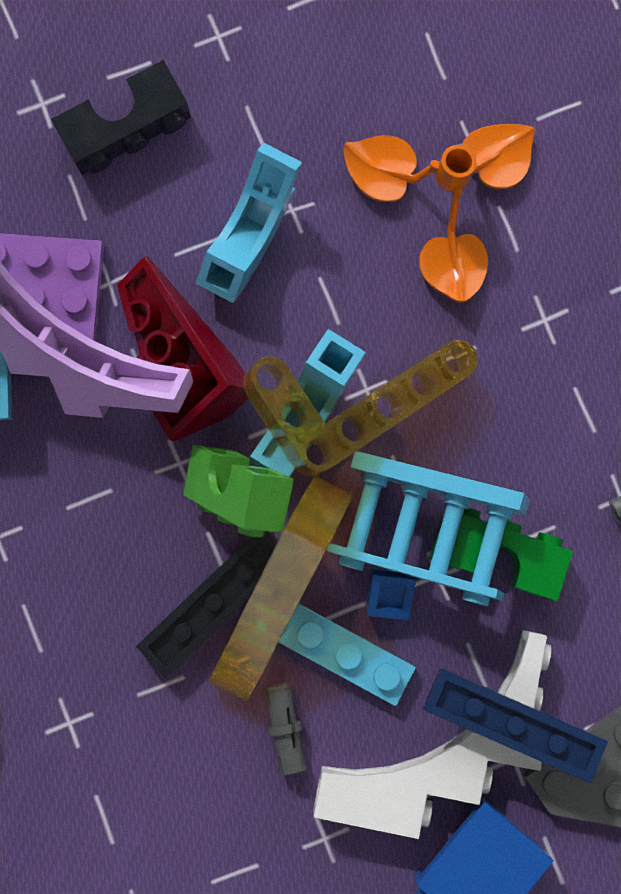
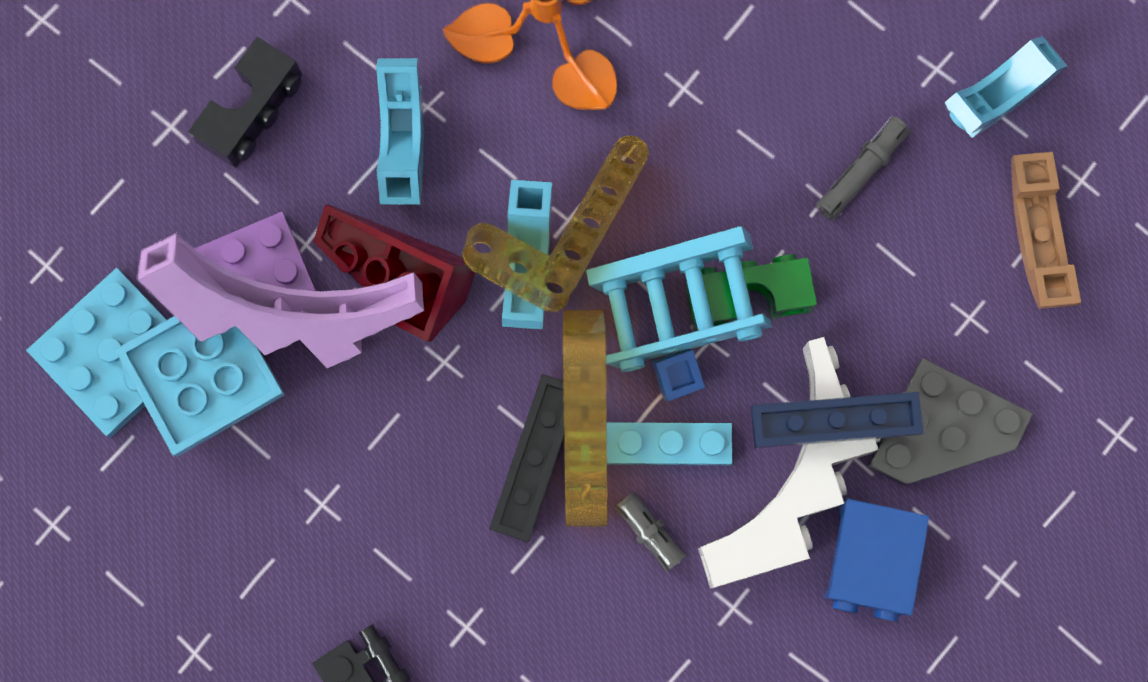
camera: 25 degrees left, 5 degrees down
(238, 493) = (506, 349): bright green arch -> none

